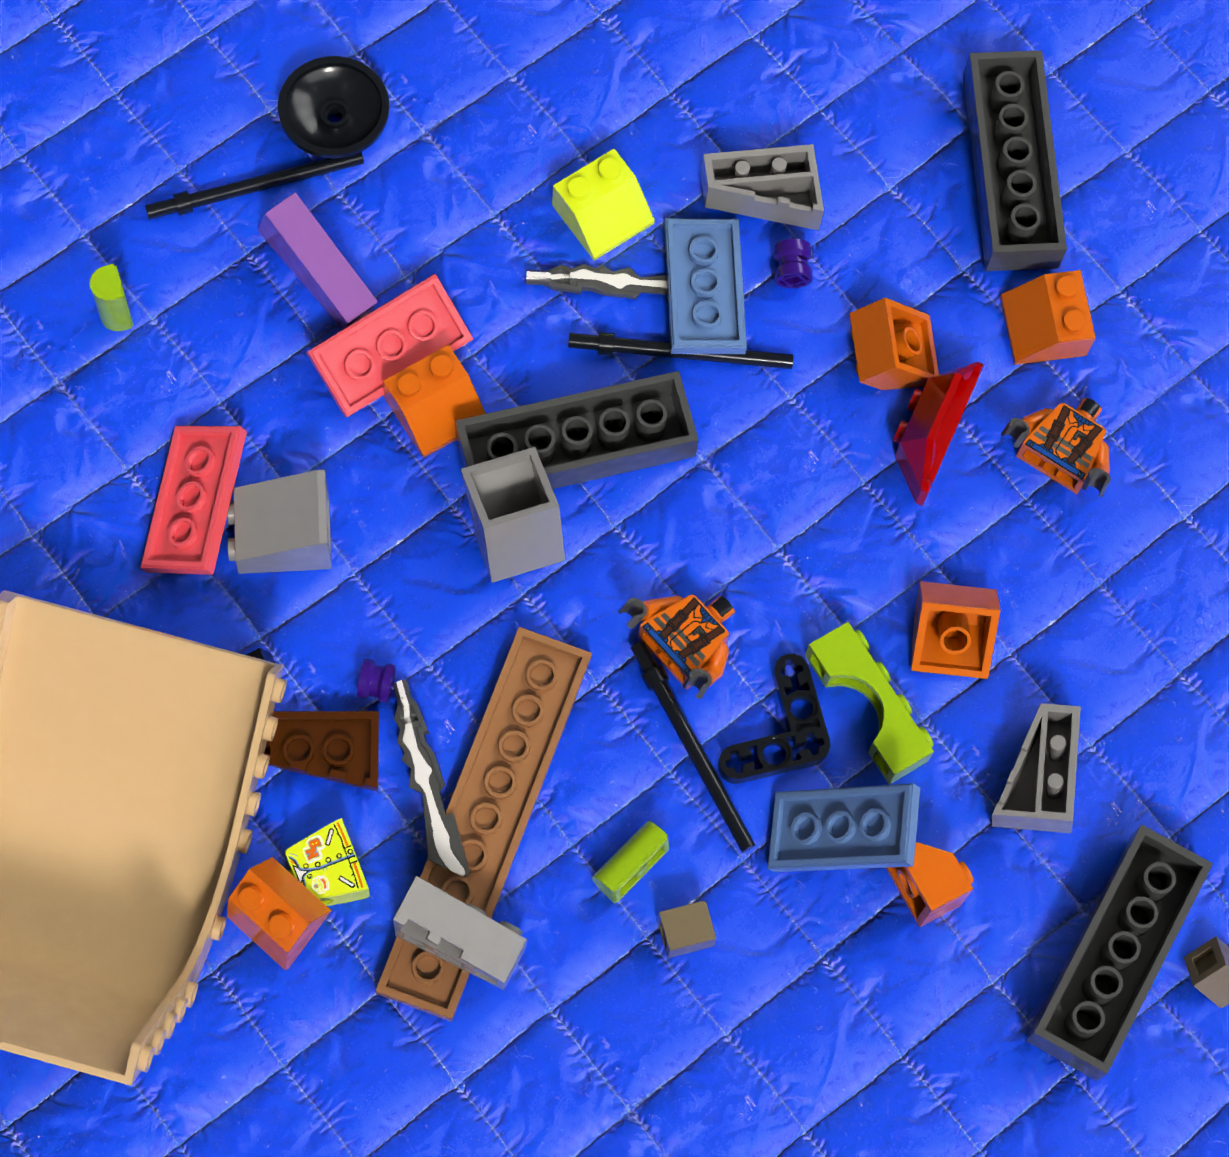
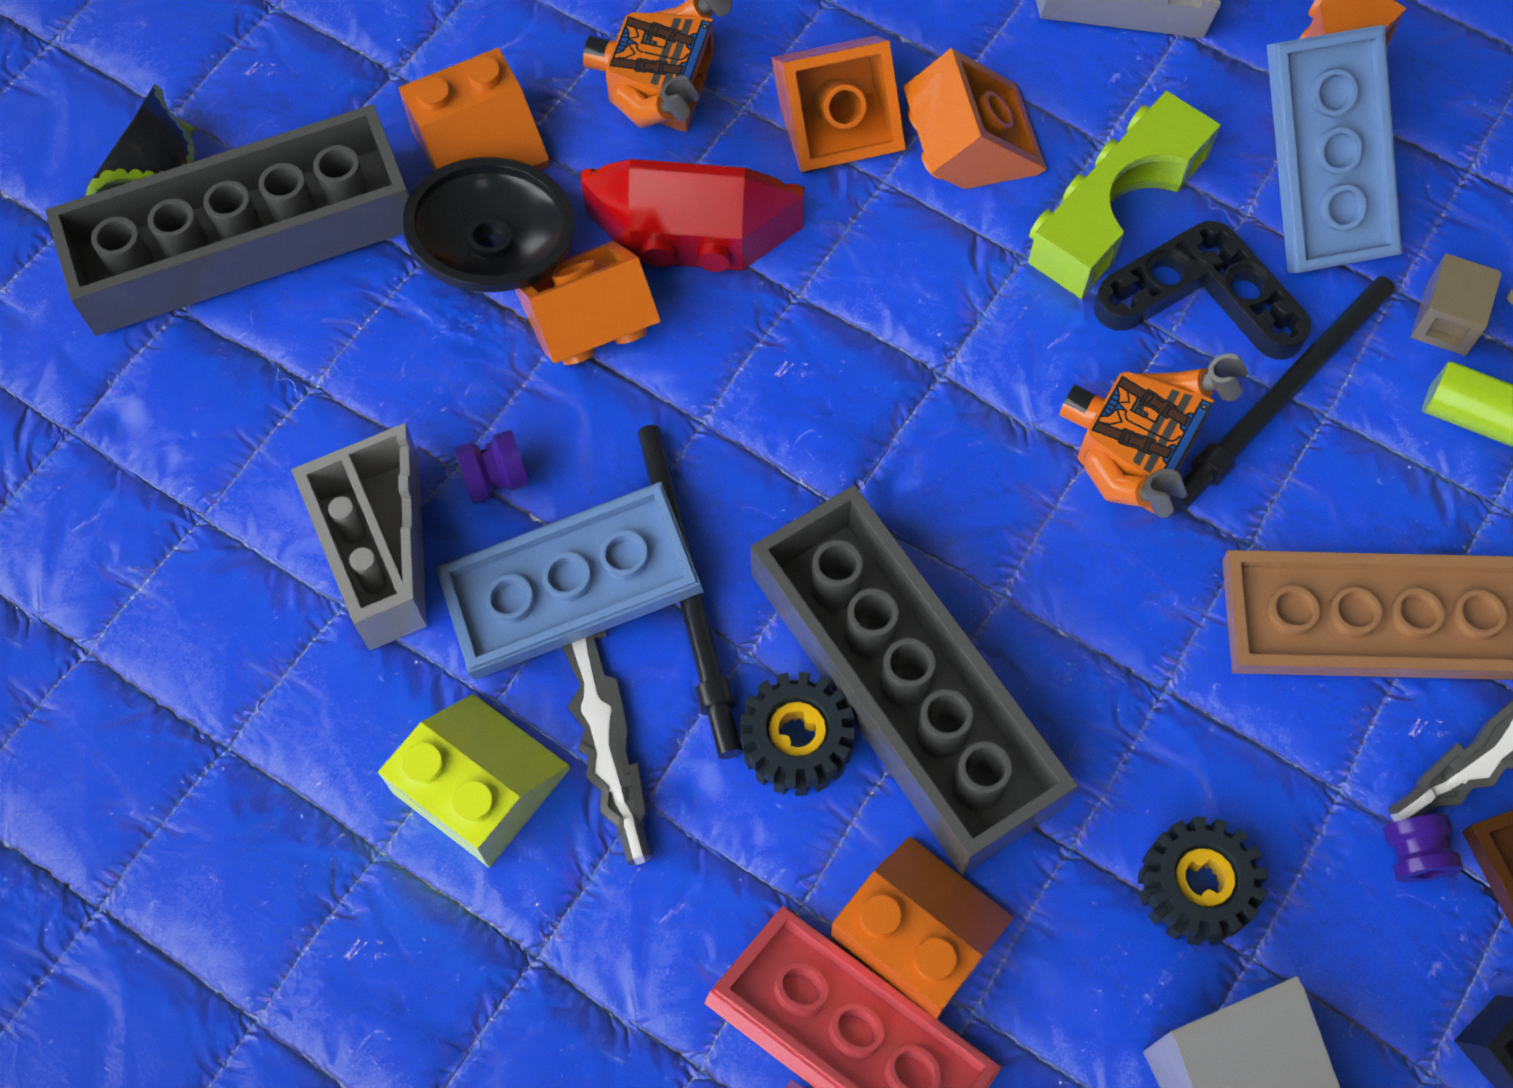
camera: 100 degrees left, 5 degrees down
(404, 576) = (1211, 914): none -> black bush
(514, 514) = (1087, 708): light grey slope -> none
(558, 361) = (772, 754): none -> black bush
(714, 874) = (1456, 304): none -> dark tan panel
(974, 283) = (488, 224): none -> black dish
(1002, 548) = (840, 102): none -> orange slope
(1084, 127) = (147, 147): none -> black hat

